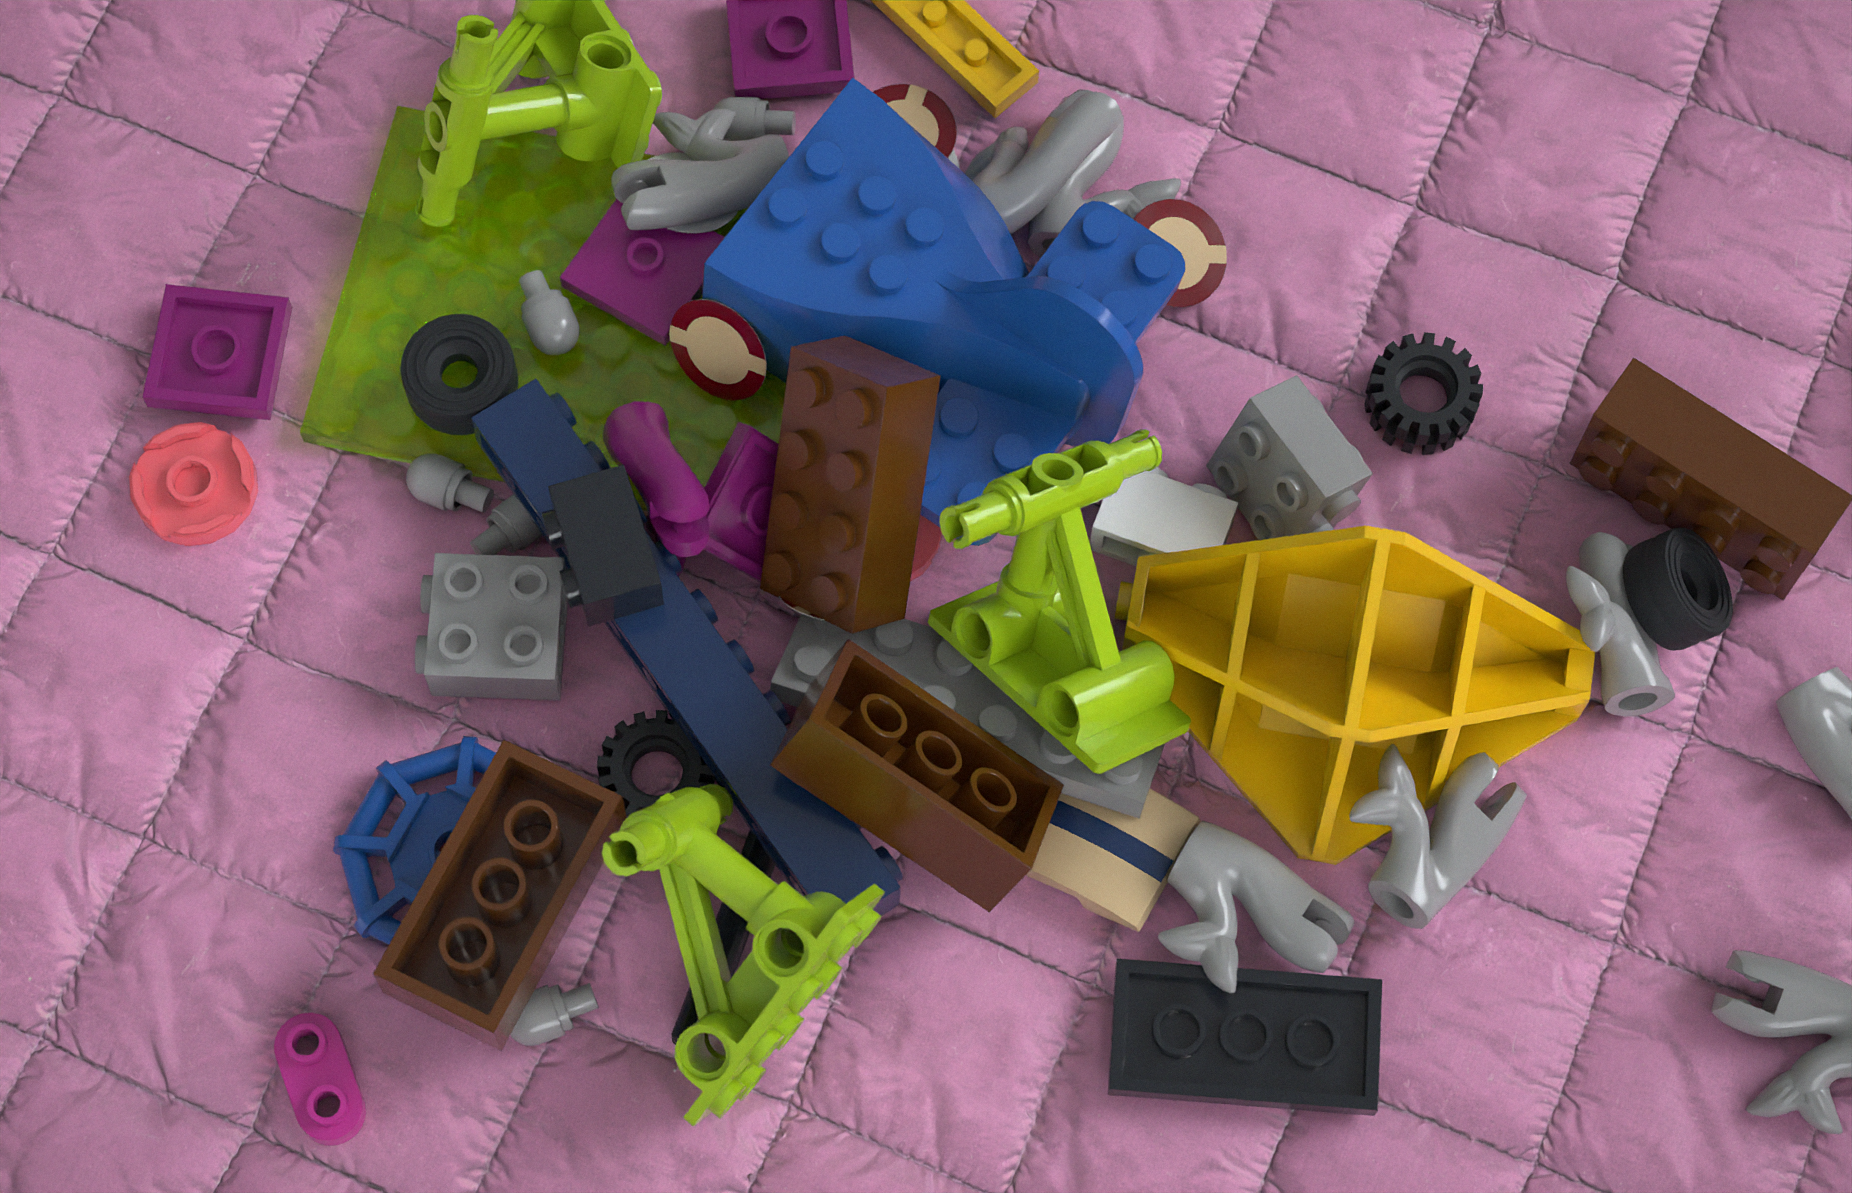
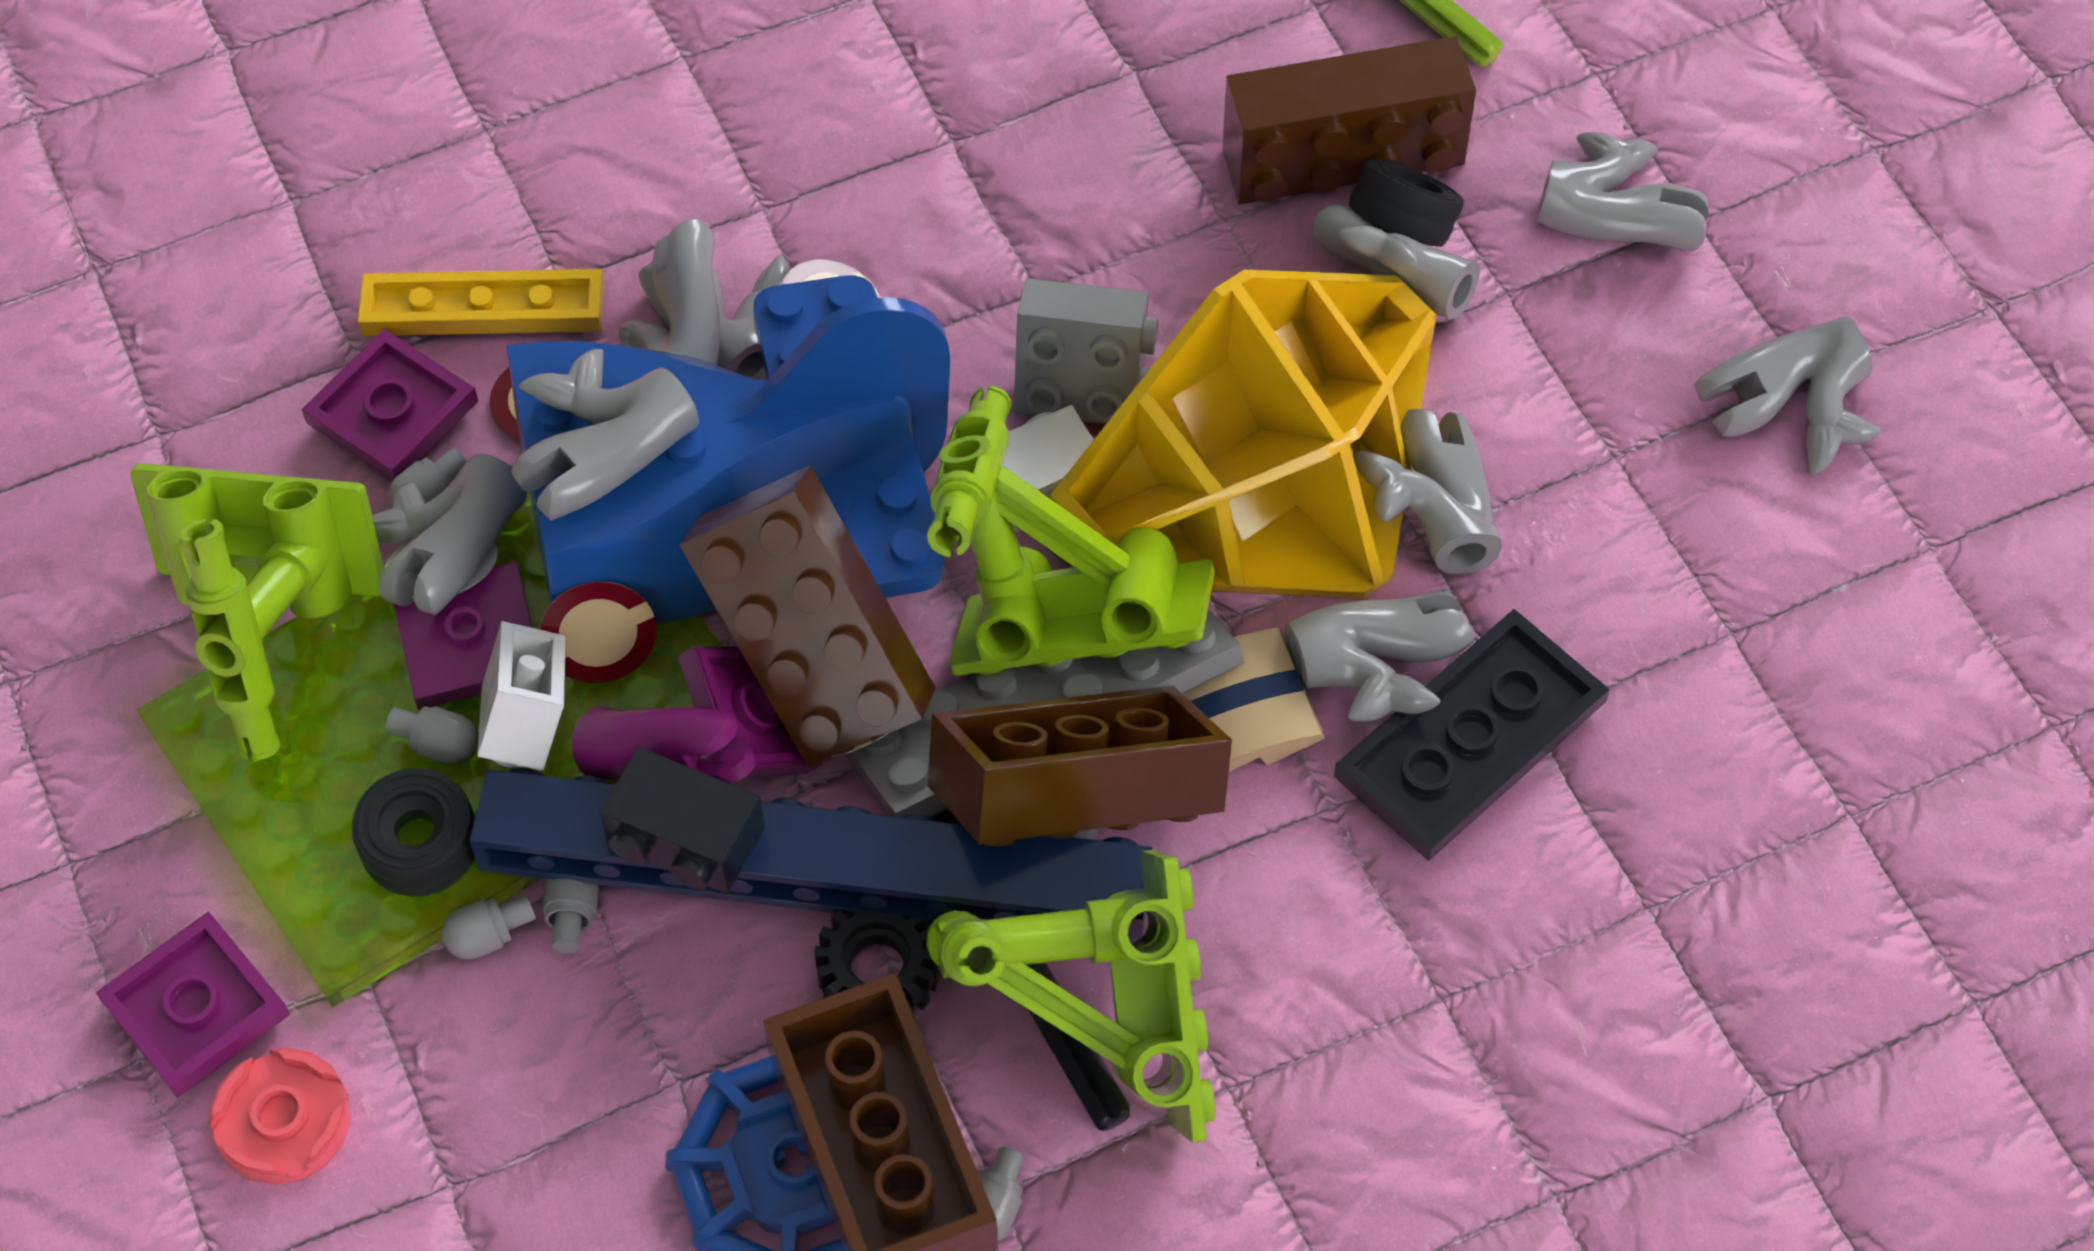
camera: 45 degrees left, 10 degrees down
(493, 627) = (644, 978): light grey brick -> none
(611, 347) = (522, 696): none -> white brick
(813, 231) = (629, 432): none -> light grey piece
(1434, 362) = (1101, 213): black tyre -> none

